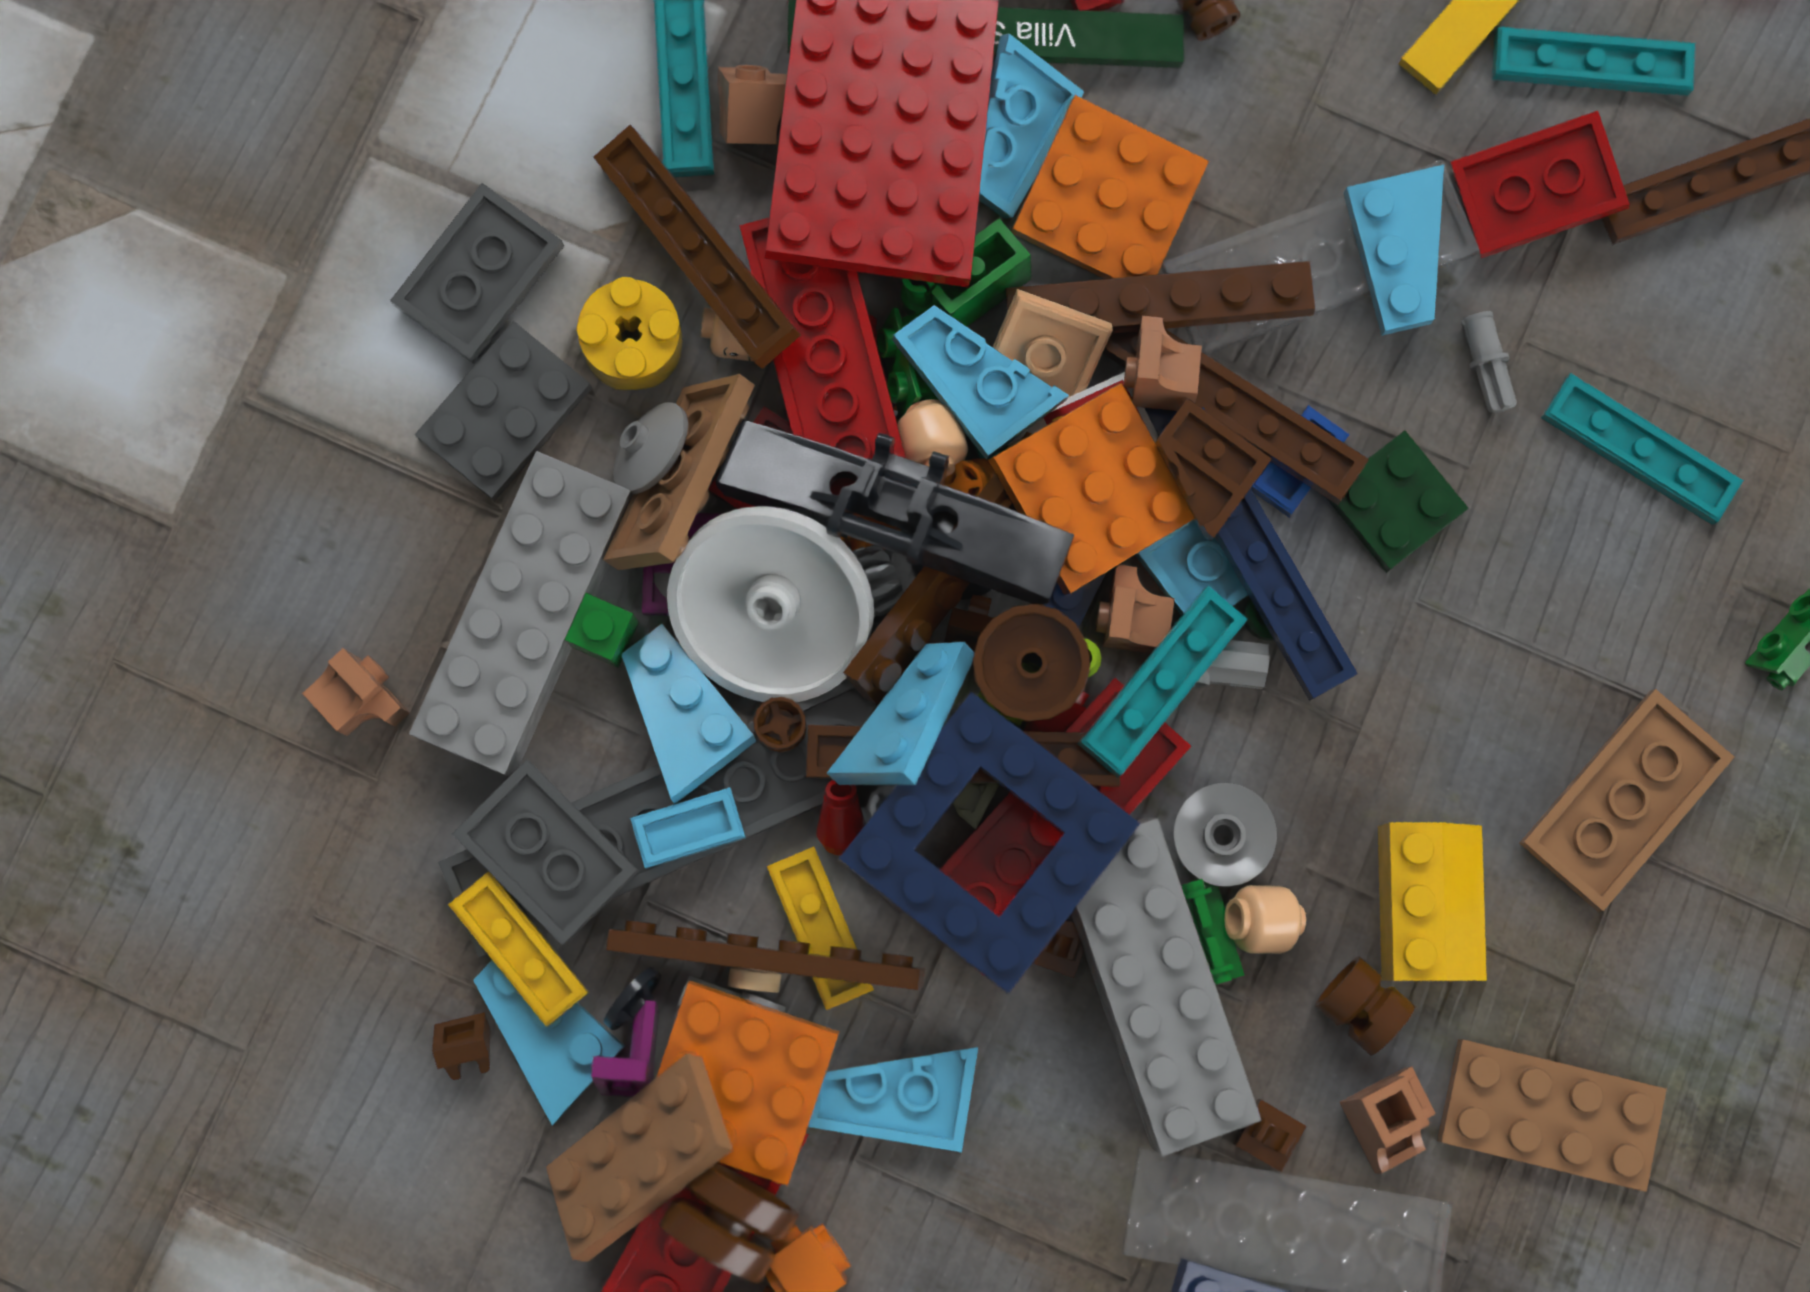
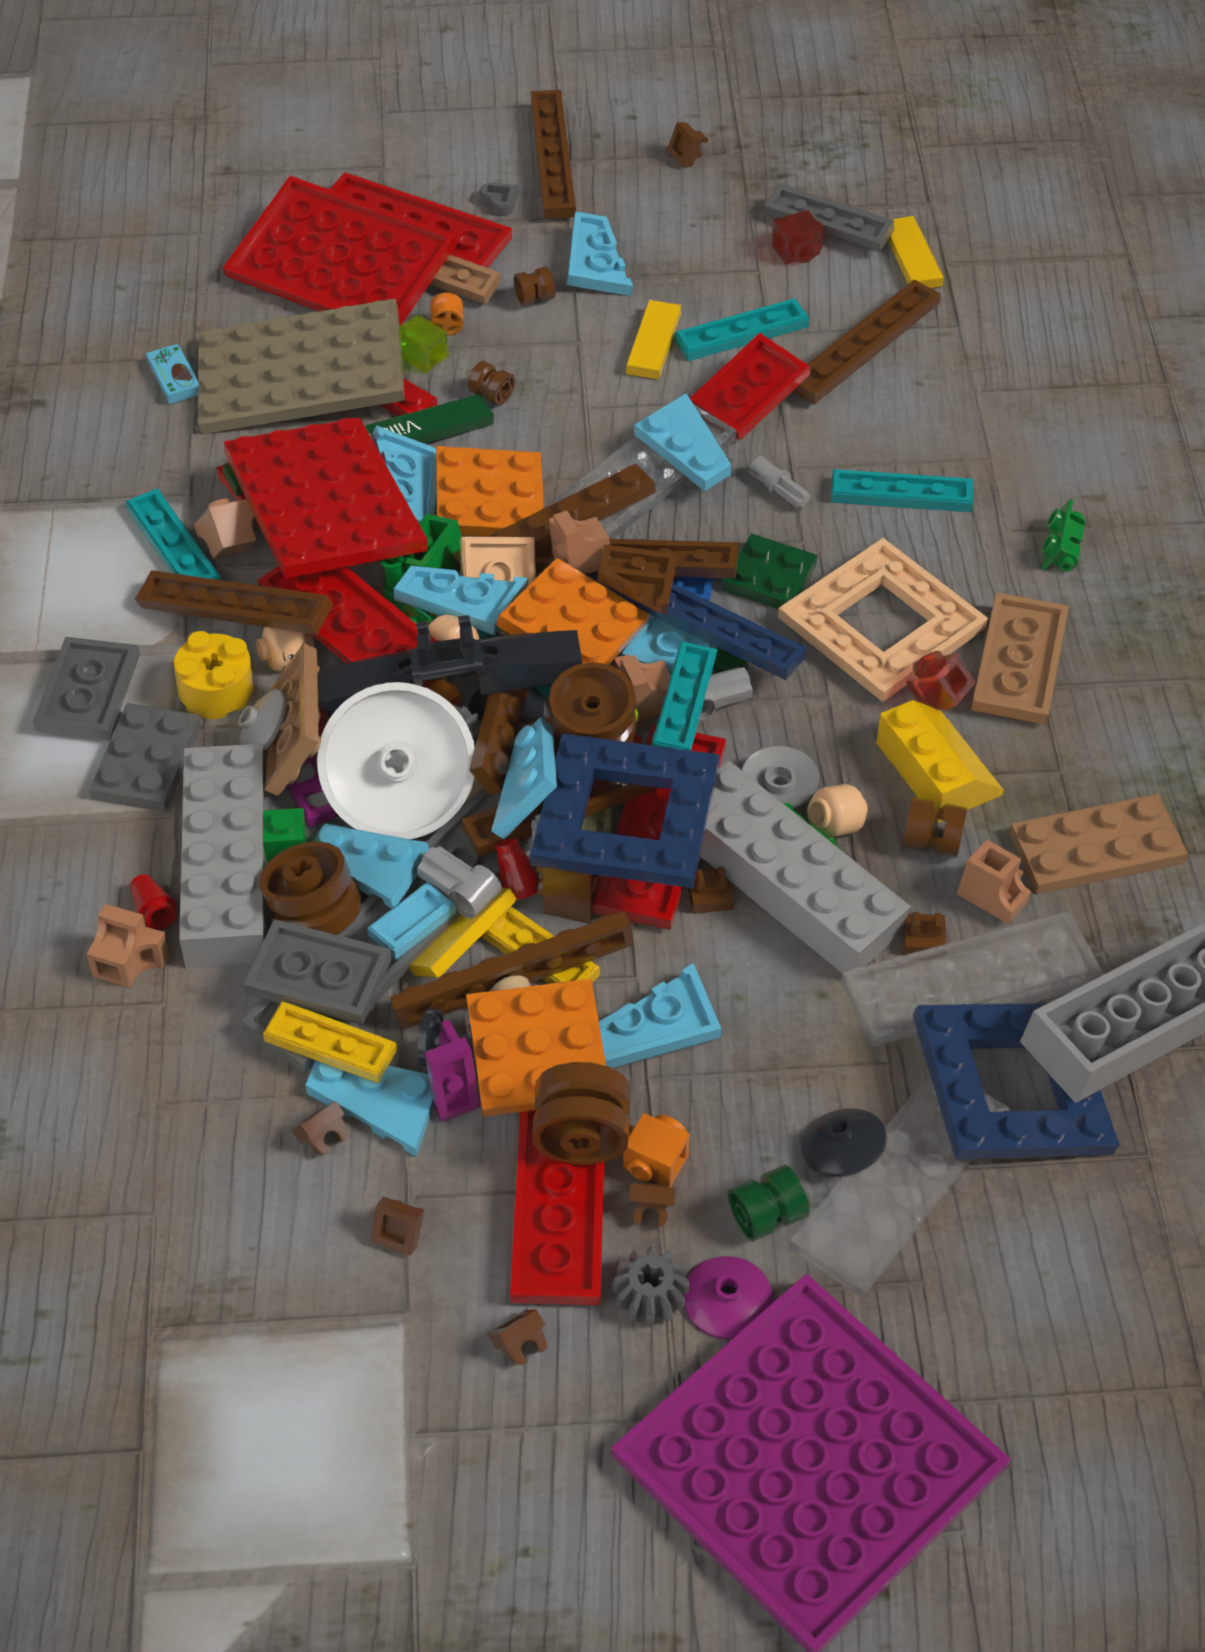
camera: 25 degrees left, 30 degrees down
(415, 638) = (152, 902): none -> red cone
(485, 1215) = (397, 1225): none -> reddish brown tile
(588, 735) = (311, 887): none -> reddish brown wheel
(638, 1158) = (492, 1111): medium nougat plate -> none
(742, 865) = (460, 937): none -> yellow tile
(767, 818) = (465, 886): none -> light grey piece
(777, 716) = (443, 826): reddish brown wheel -> none
(1496, 789) = (940, 680): none -> clear red brick
(1549, 577) = (816, 617): none -> light nougat plate

